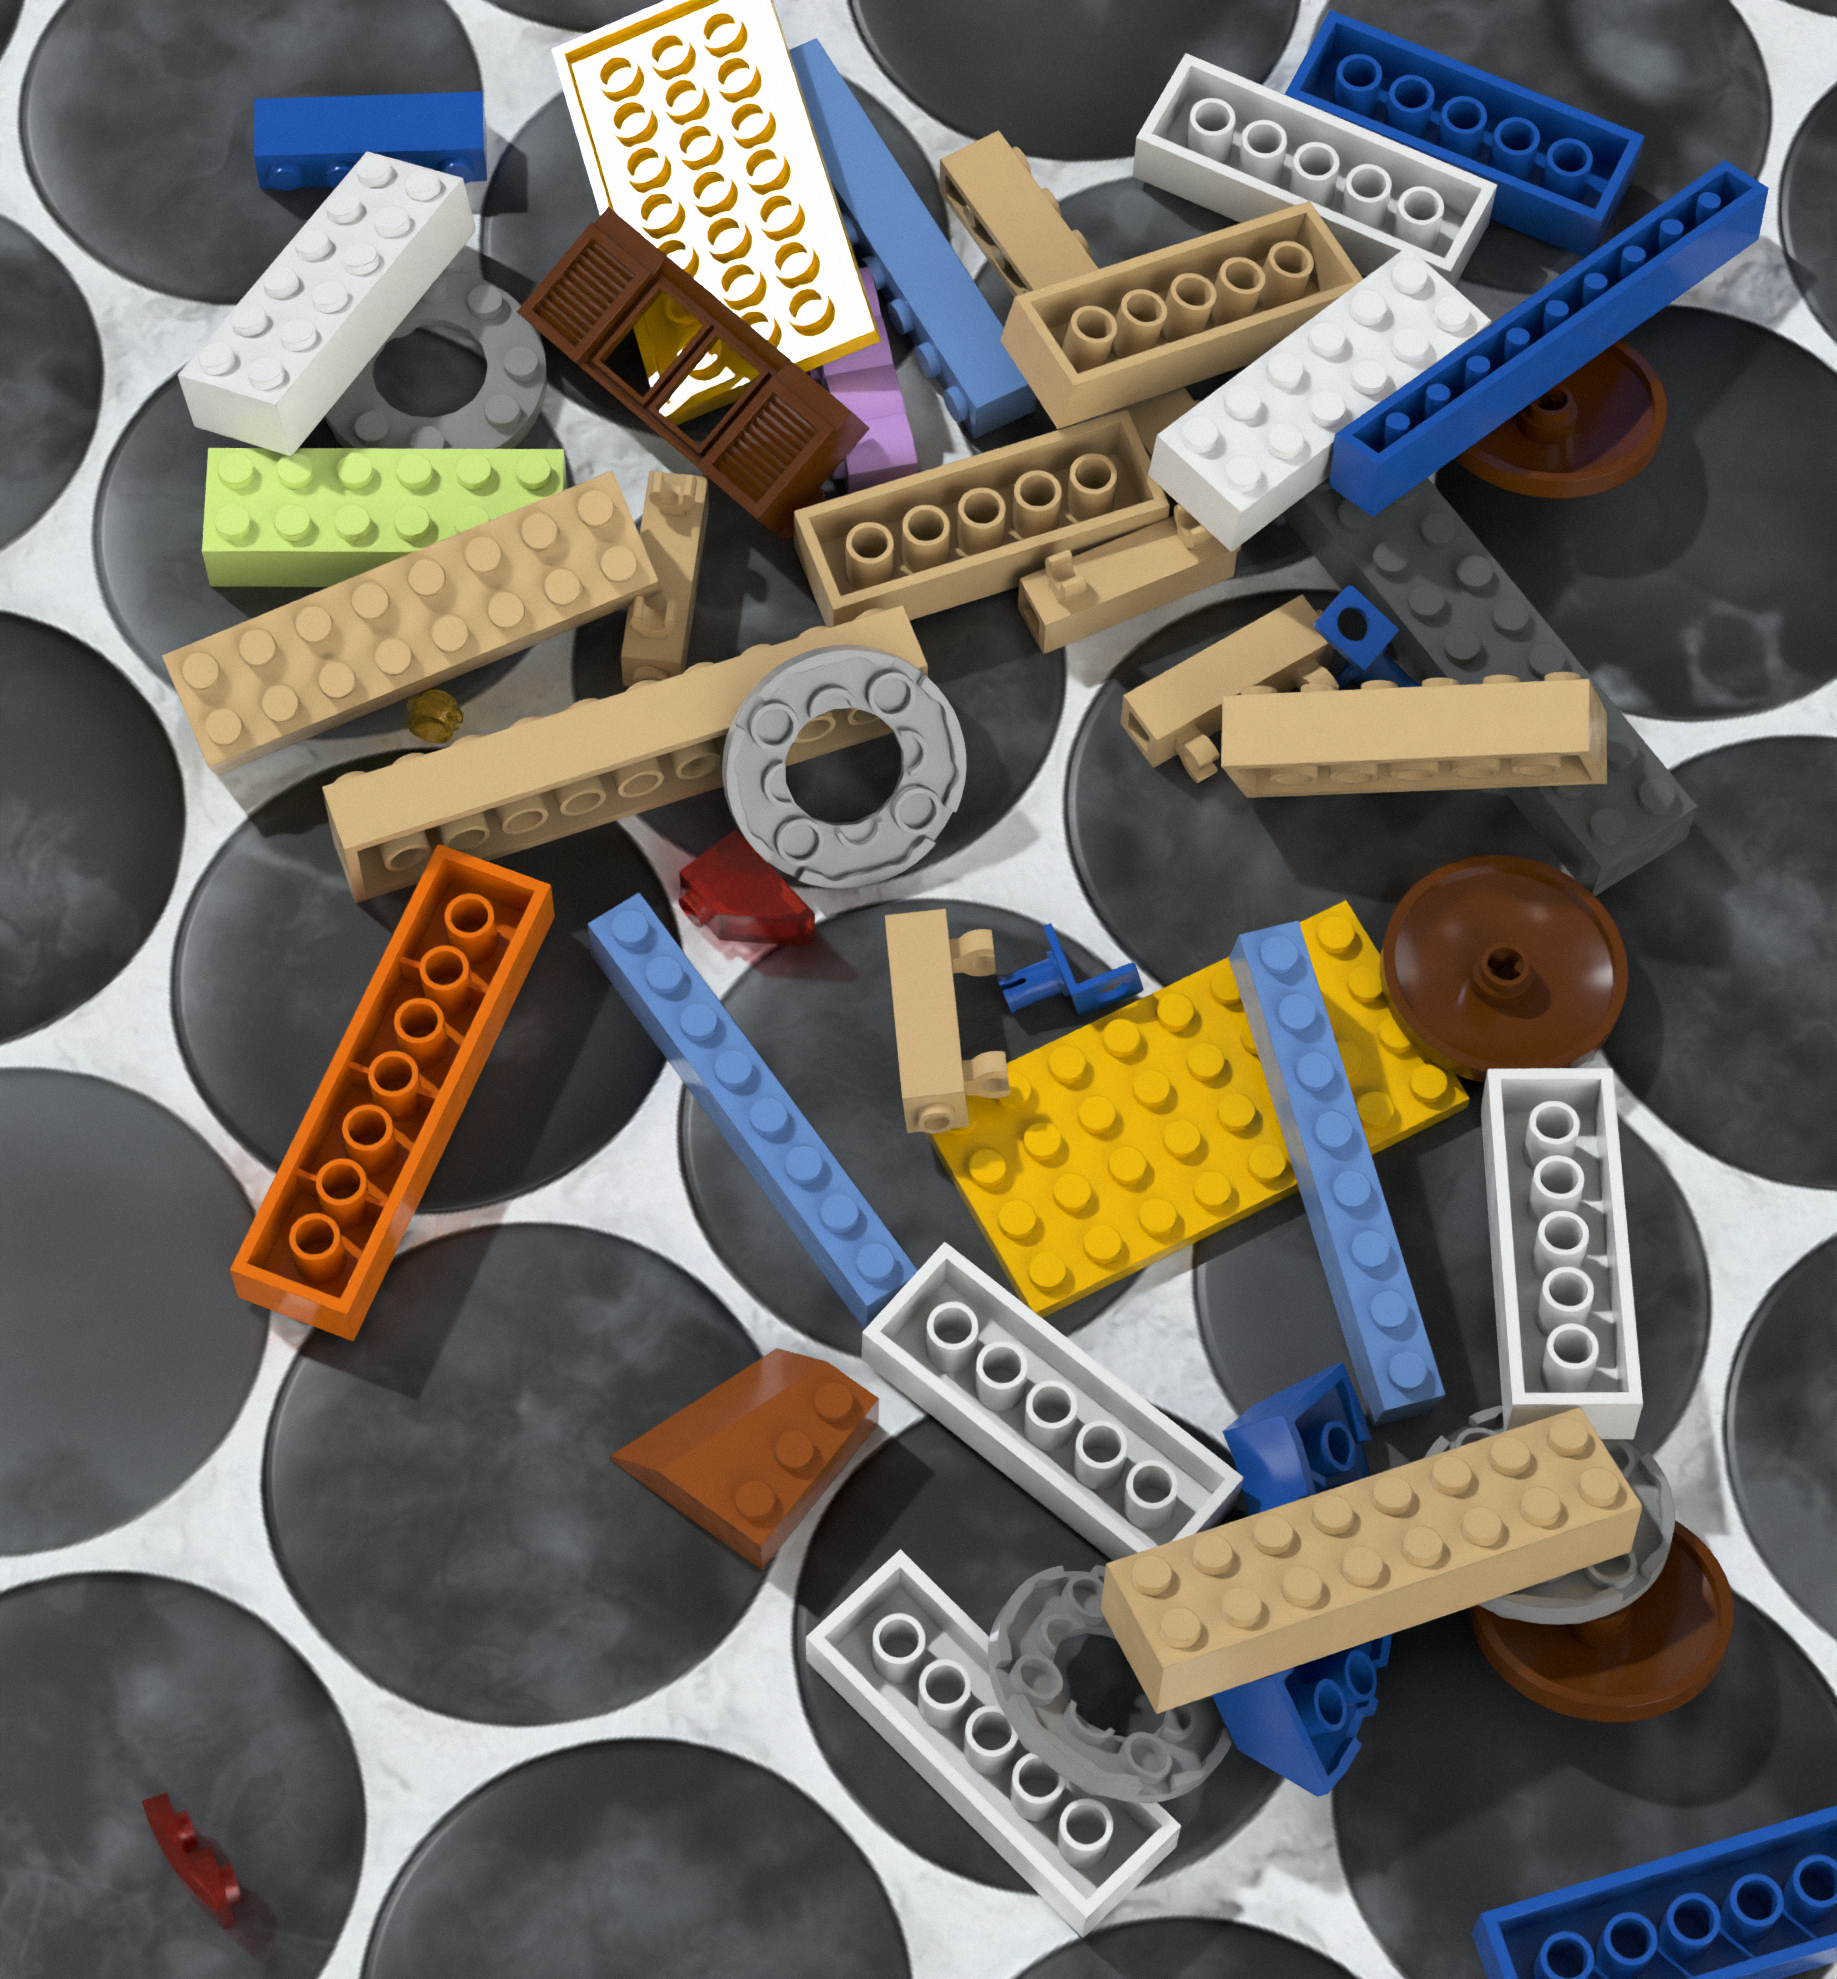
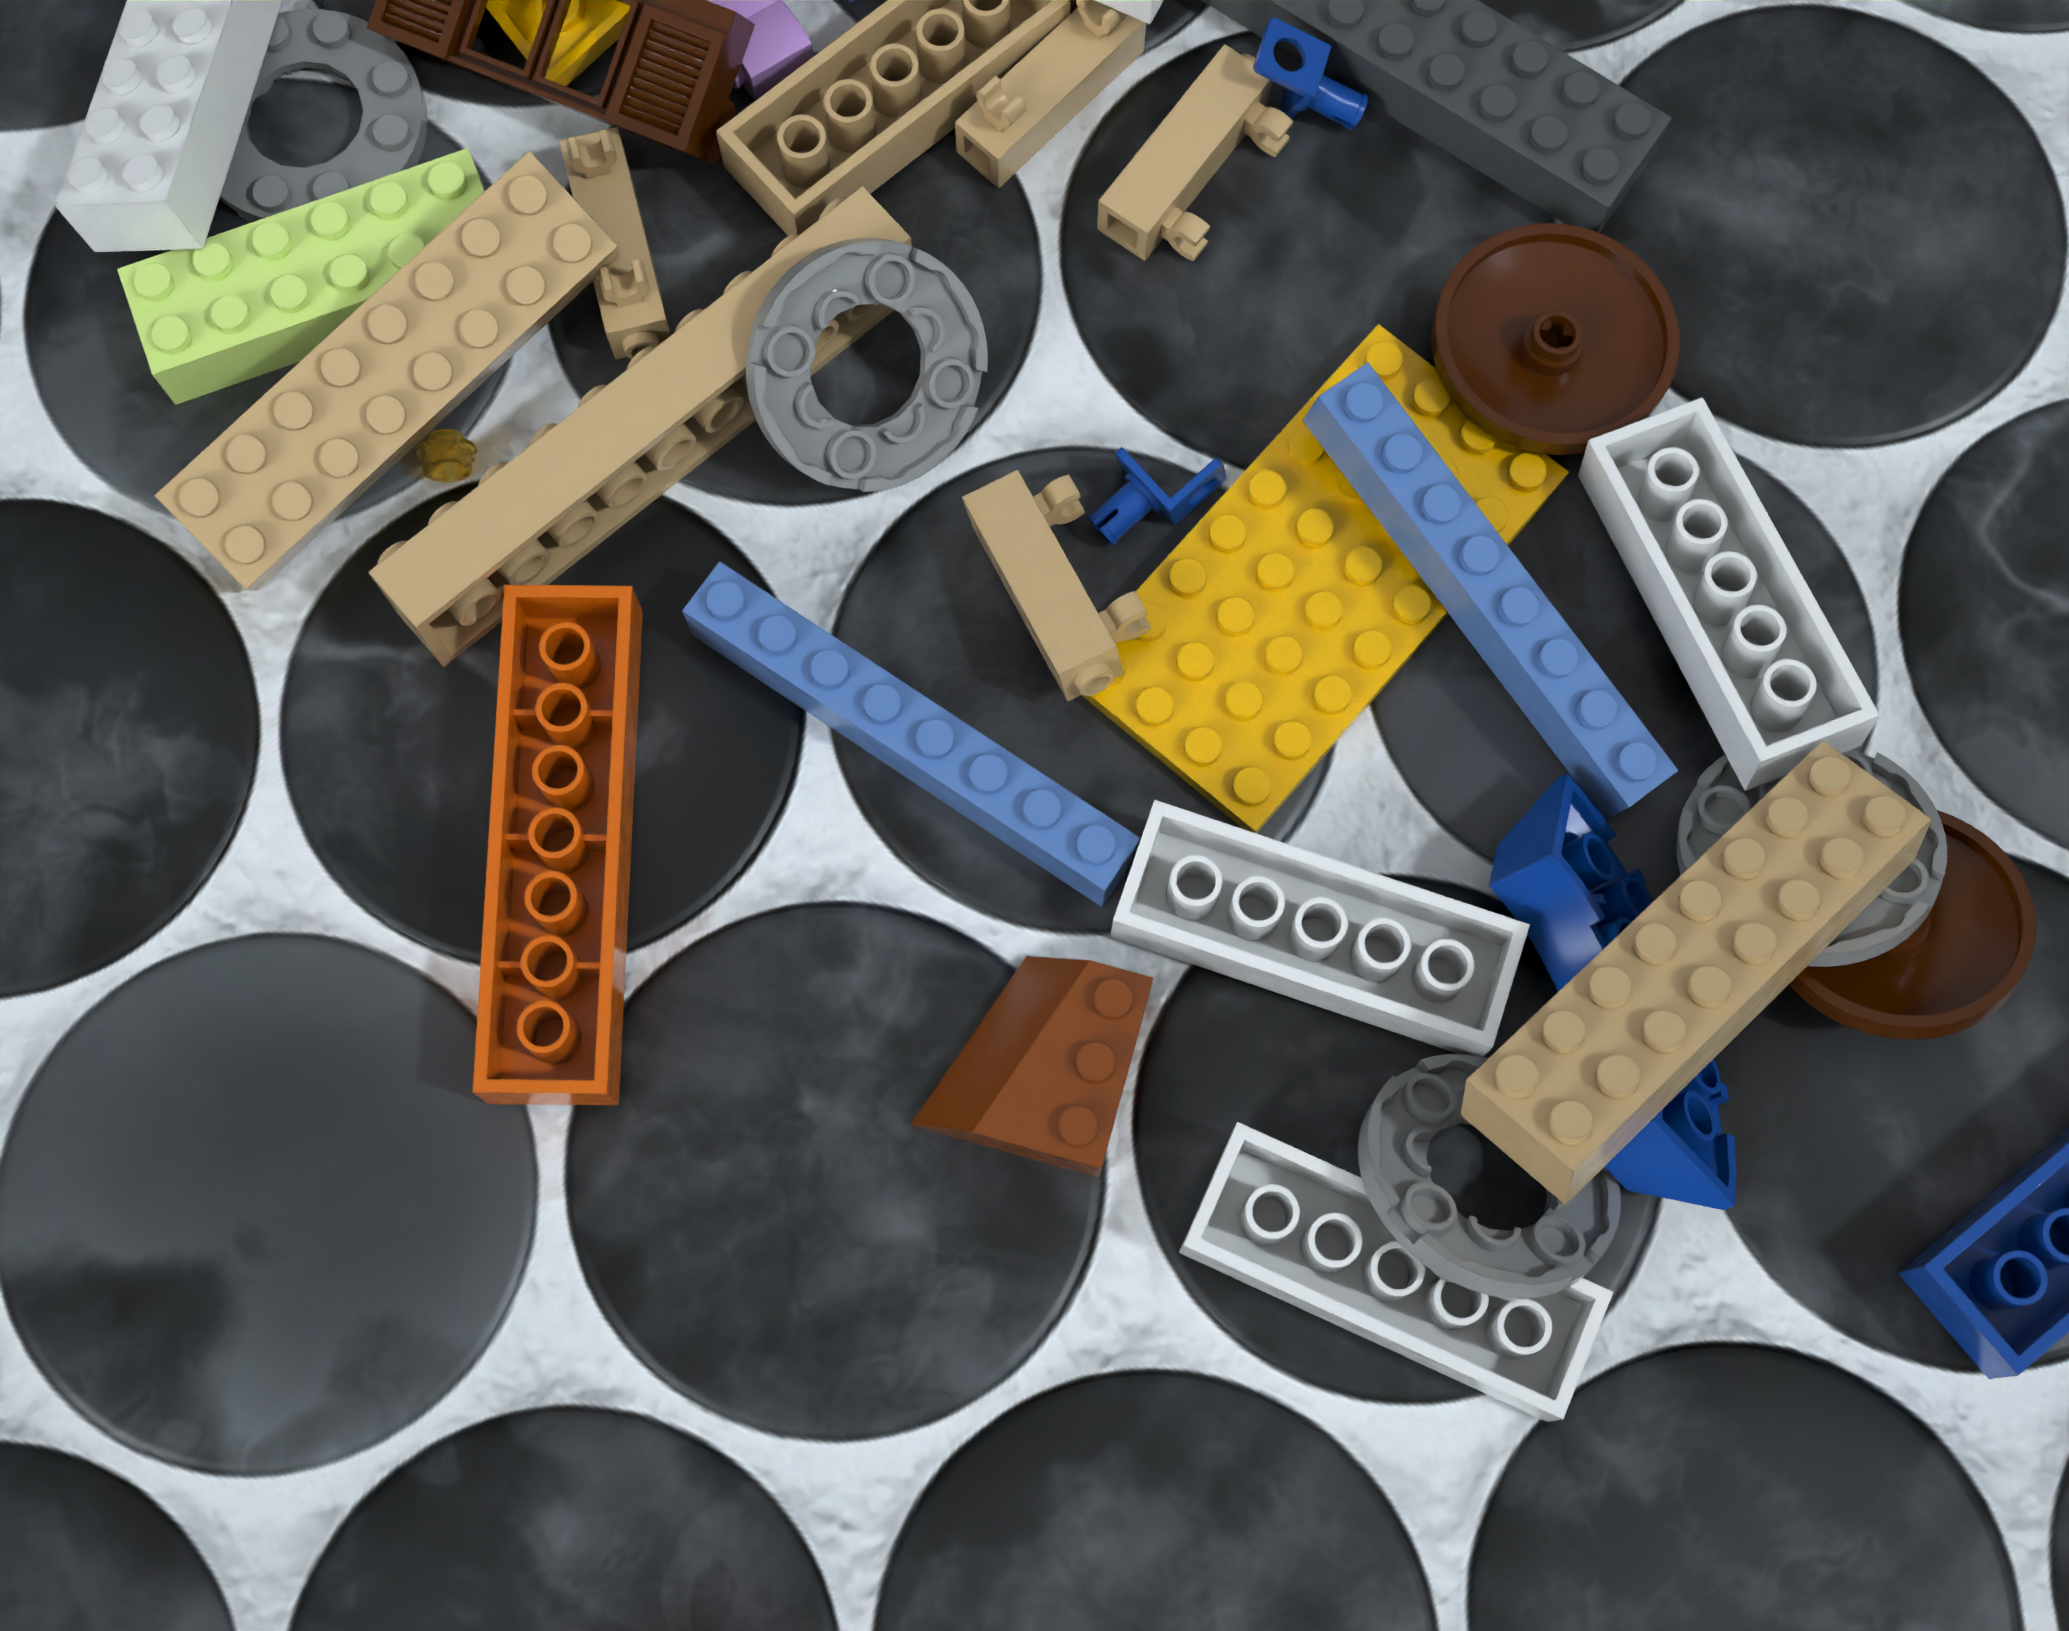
camera: 20 degrees left, 10 degrees up
(743, 897) = (817, 526): clear red slope -> none
(1415, 736) = (1400, 141): tan brick -> none

